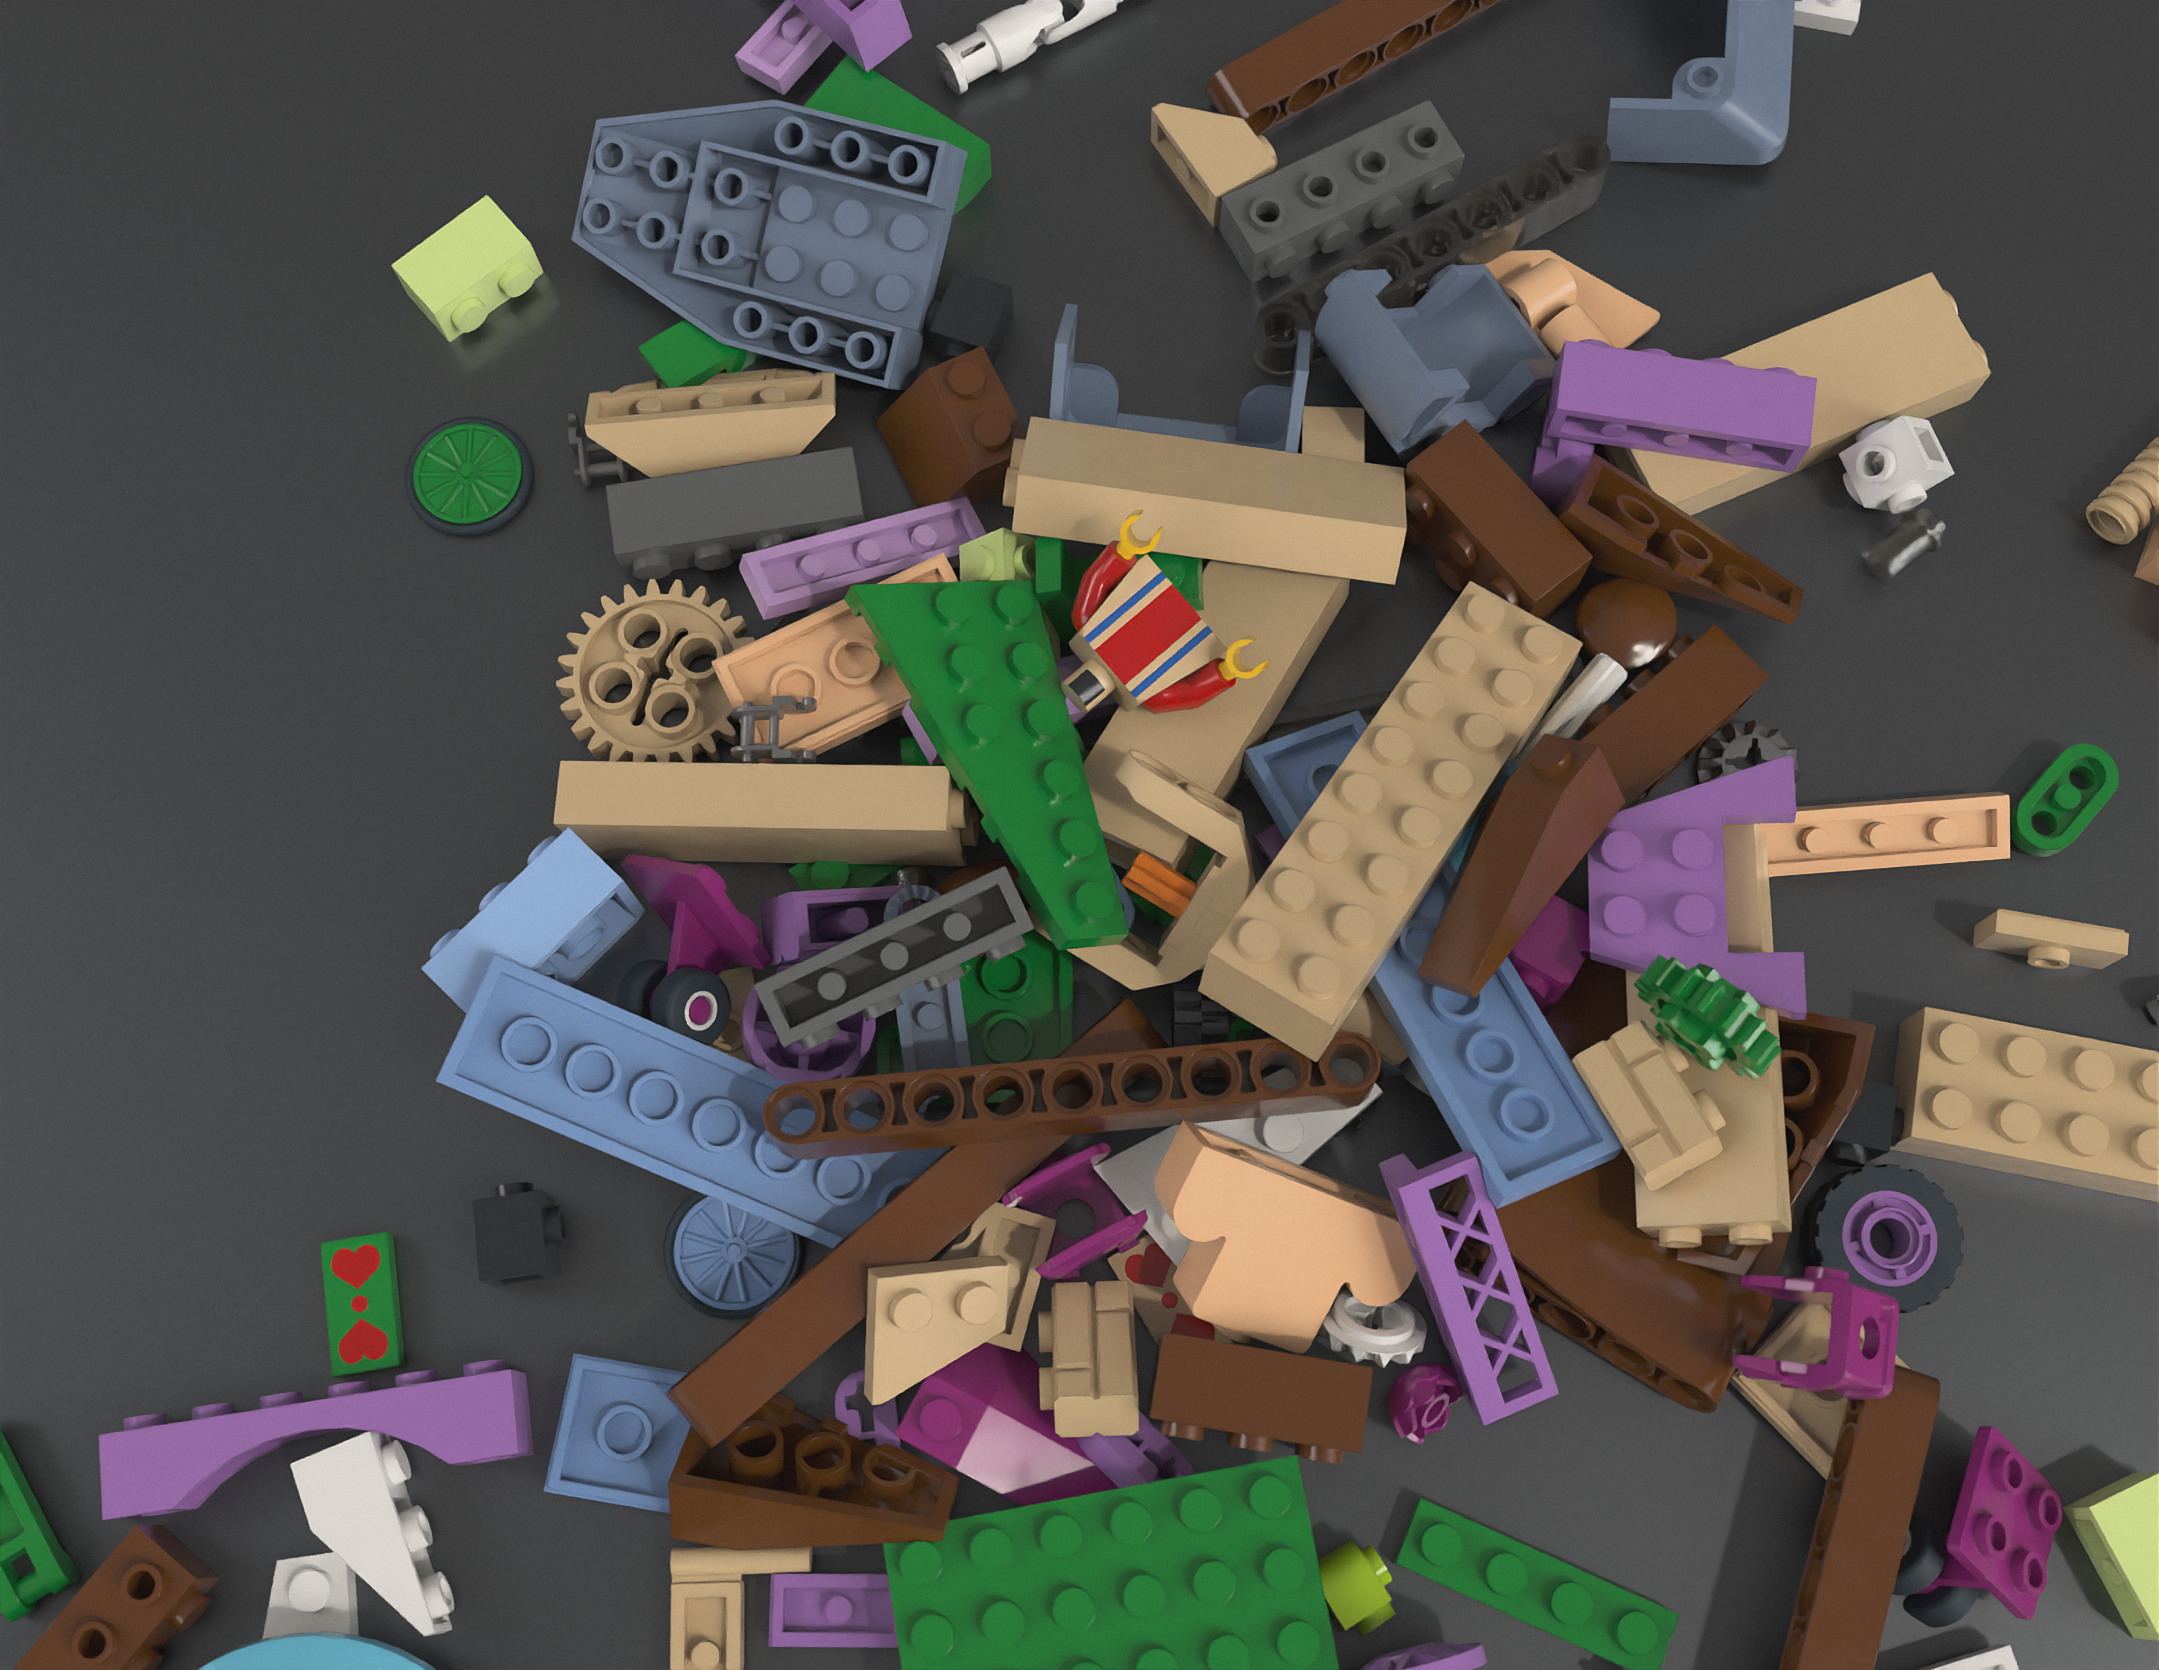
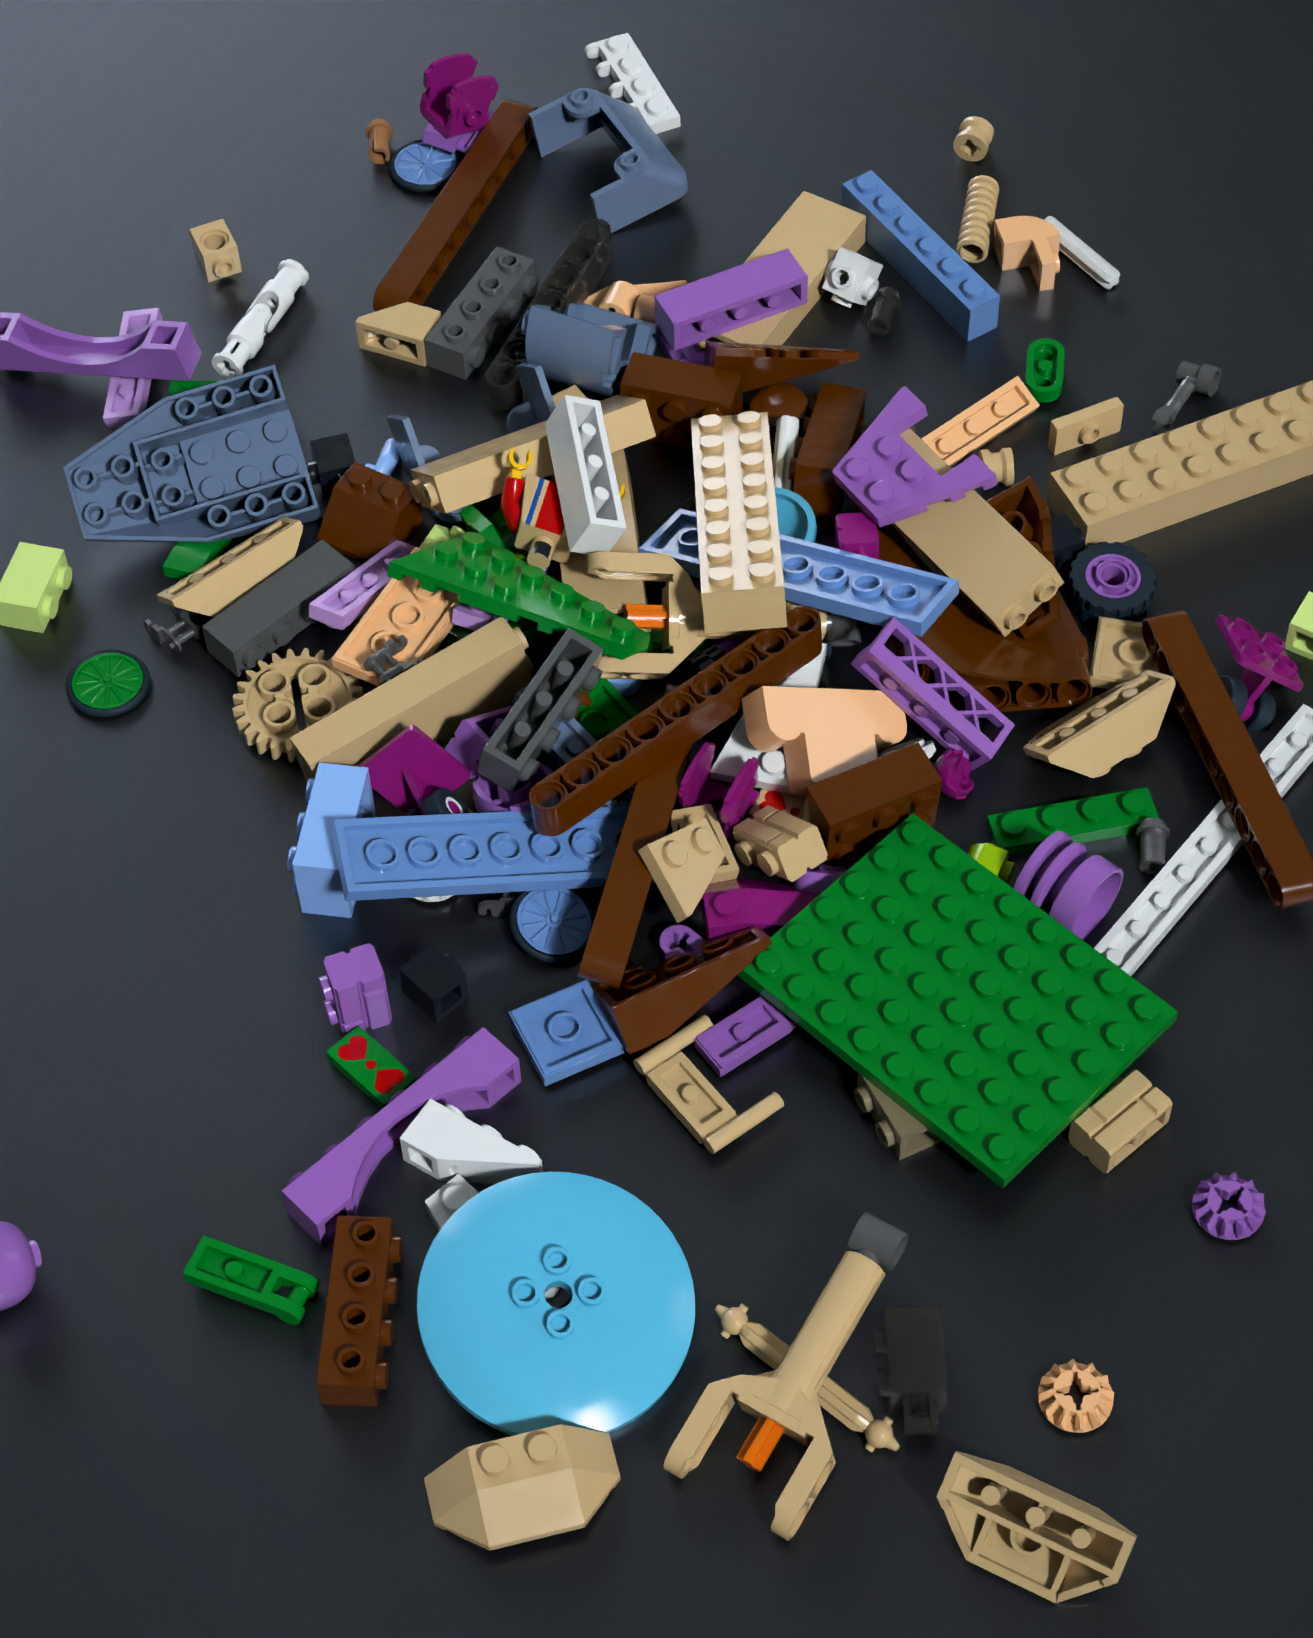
camera: 35 degrees left, 20 degrees down
(396, 1195) = (355, 990): none -> medium lavender brick
(1029, 368) = (387, 459): none -> light blue arm
(1210, 621) = (585, 475): none -> white brick
(1519, 859) = (811, 495): reddish brown wedge -> none
(1650, 1105) = (960, 556): tan brick -> none
(1680, 1477) = (1106, 727): none -> tan wedge
(1707, 1017) = (952, 497): green gear -> none
(1848, 1369) = (1092, 607): magenta piece -> none
(1865, 924) = (1000, 463): none -> tan wheel
(2026, 488) = (923, 257): none -> medium blue brick

